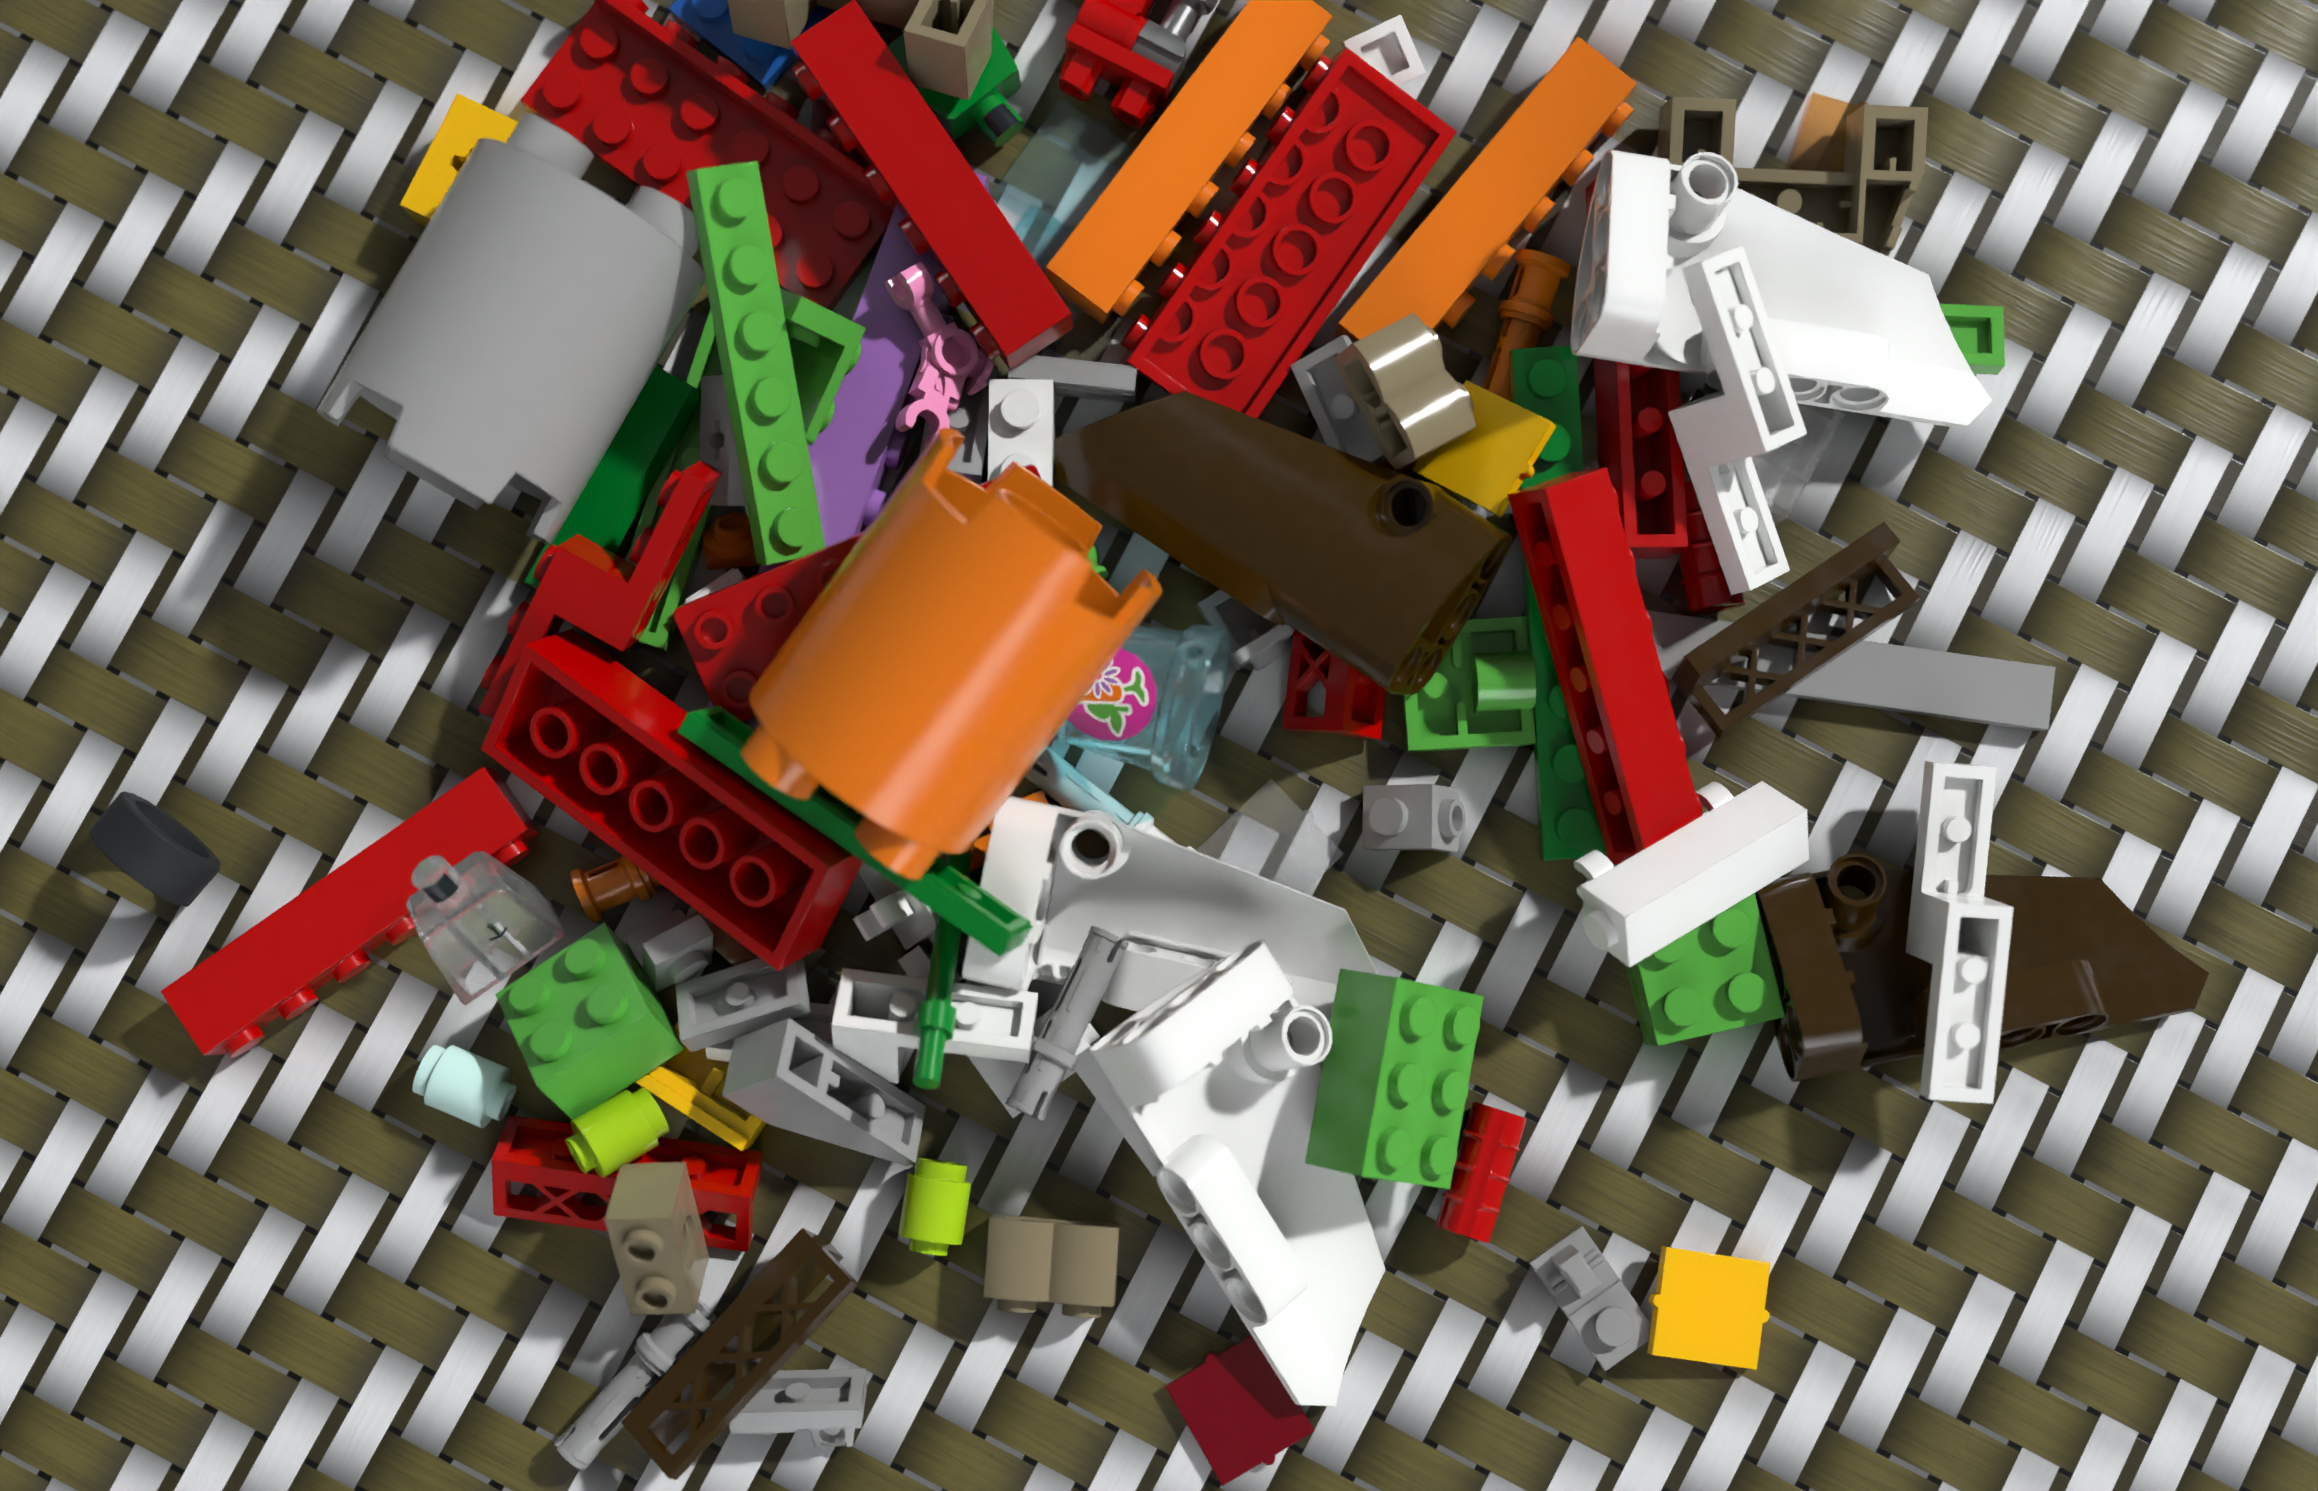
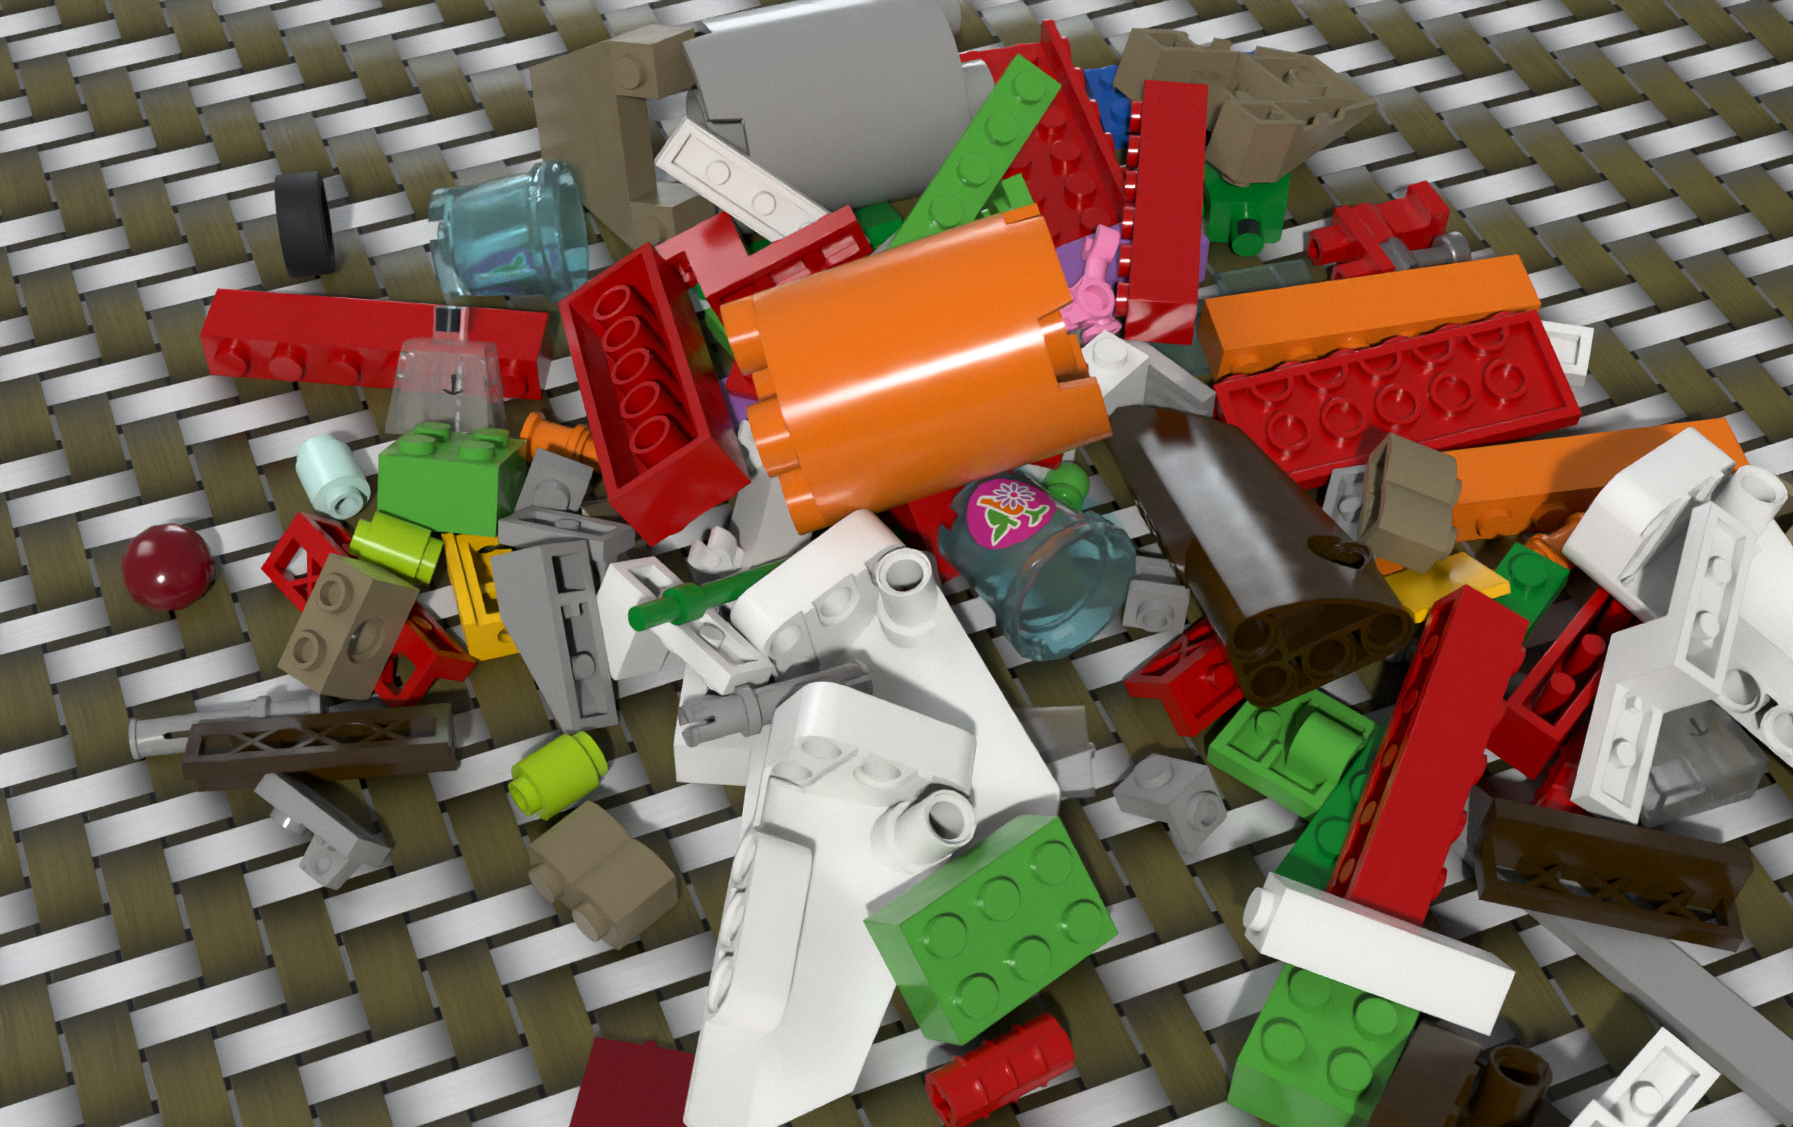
camera: 40 degrees right, 35 degrees down
(349, 515) = (597, 120): none -> dark tan wedge
(366, 708) = (512, 235): none -> clear light blue piece
(421, 1283) = (167, 567): none -> dark red hair
(571, 517) = (736, 182): none -> white tile
(939, 888) = (764, 492): green tile -> none

